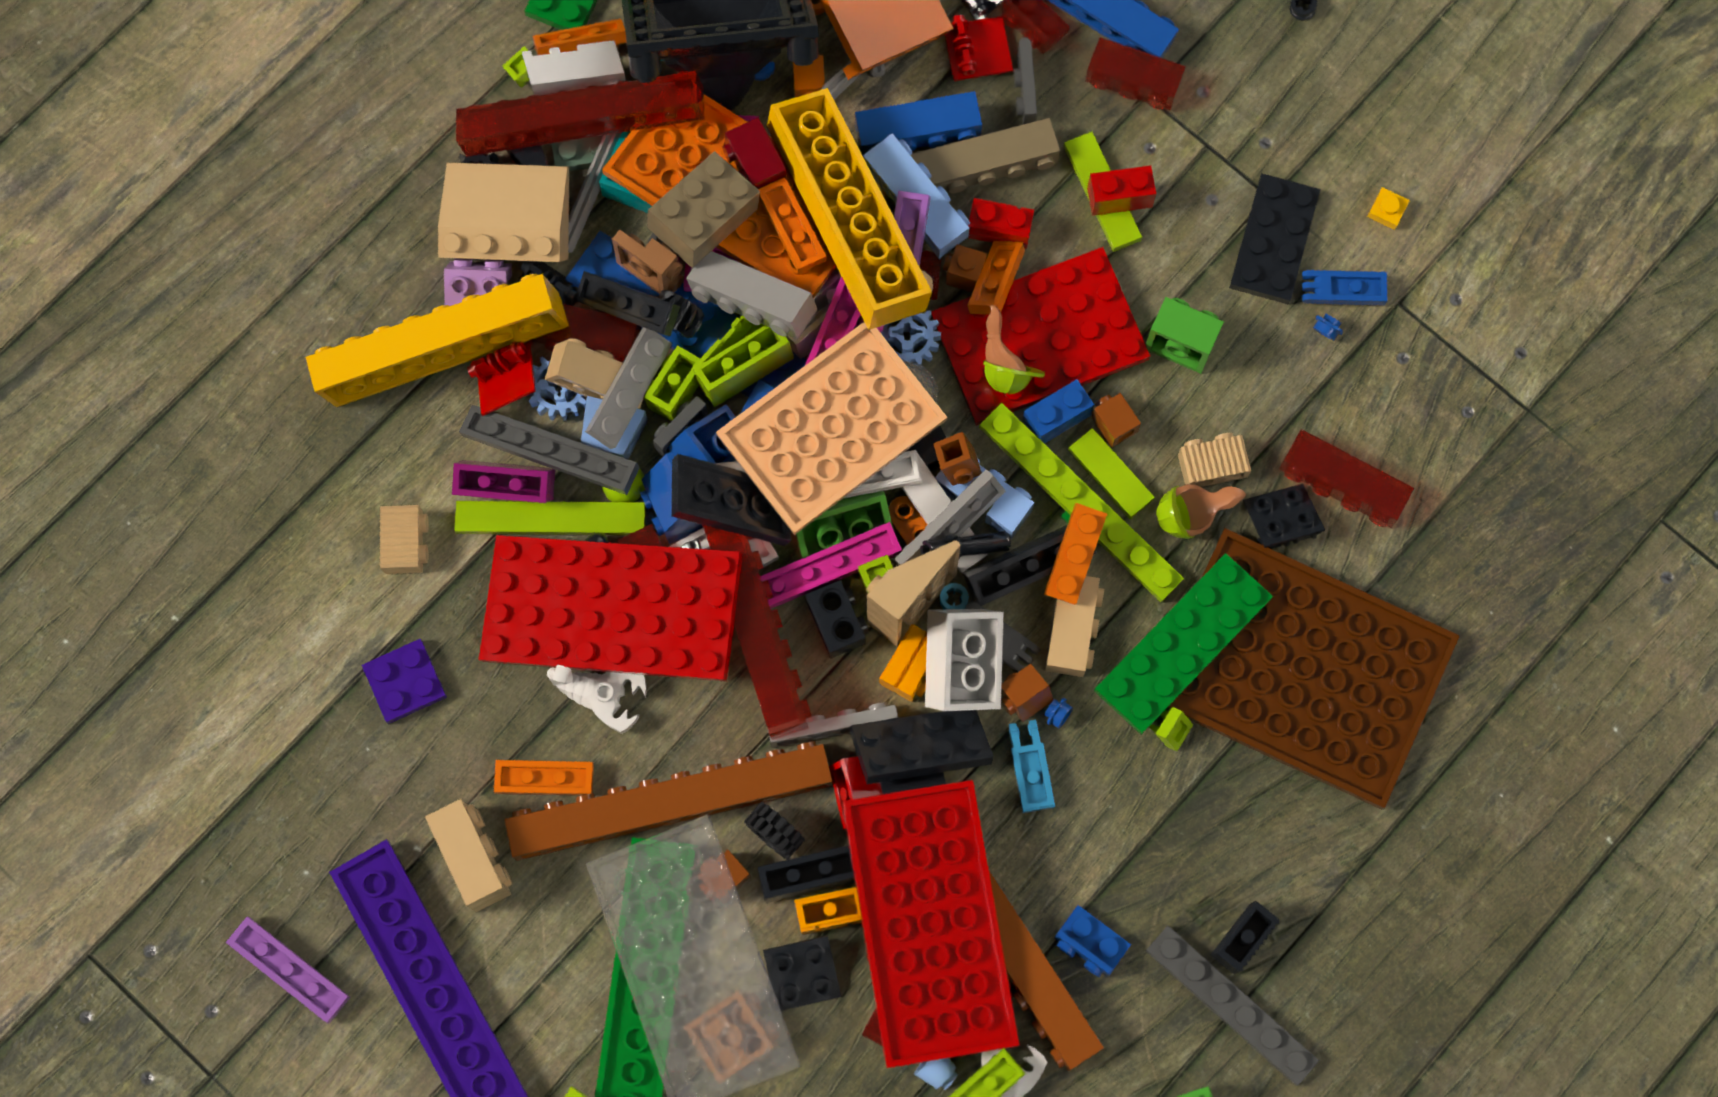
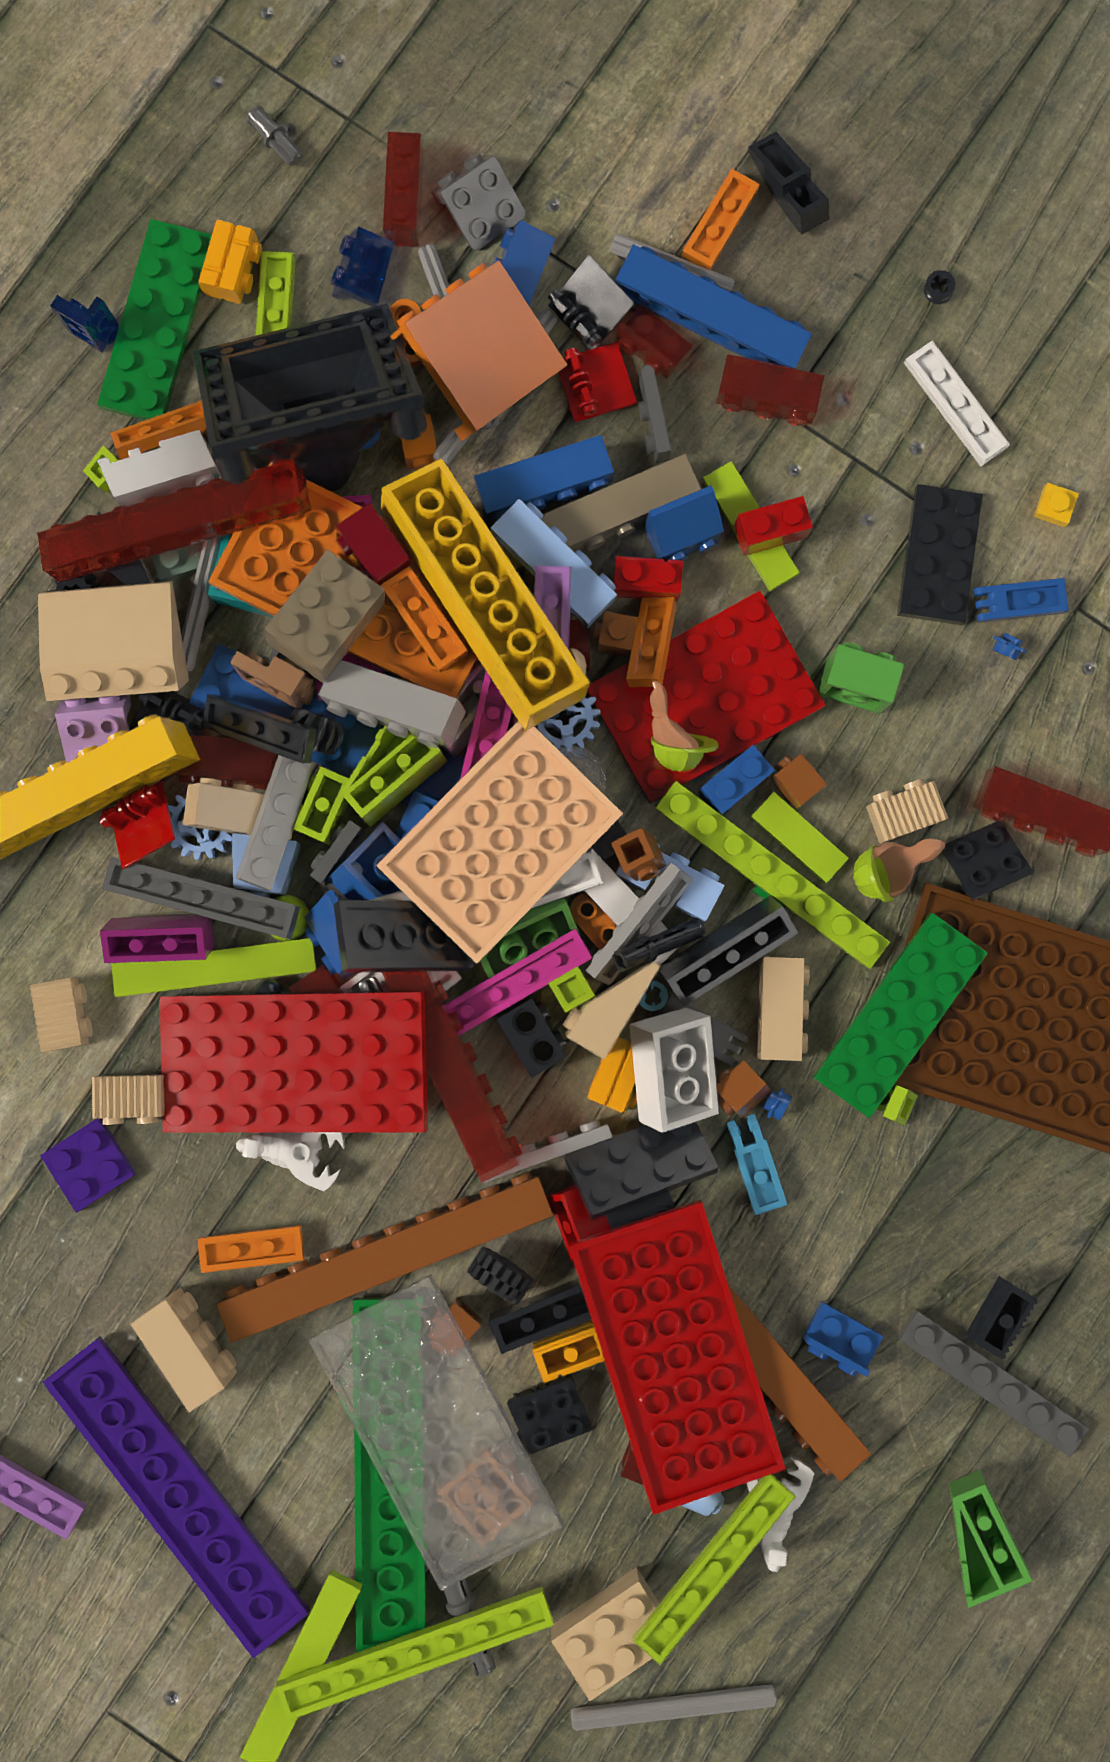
camera: 15 degrees left, 10 degrees up
(452, 622) = (128, 1097): none -> tan brick
(1041, 179) = (685, 526): none -> blue slope
(1075, 553) = (777, 940): orange plate -> none
(1307, 108) = (956, 403): none -> white tile

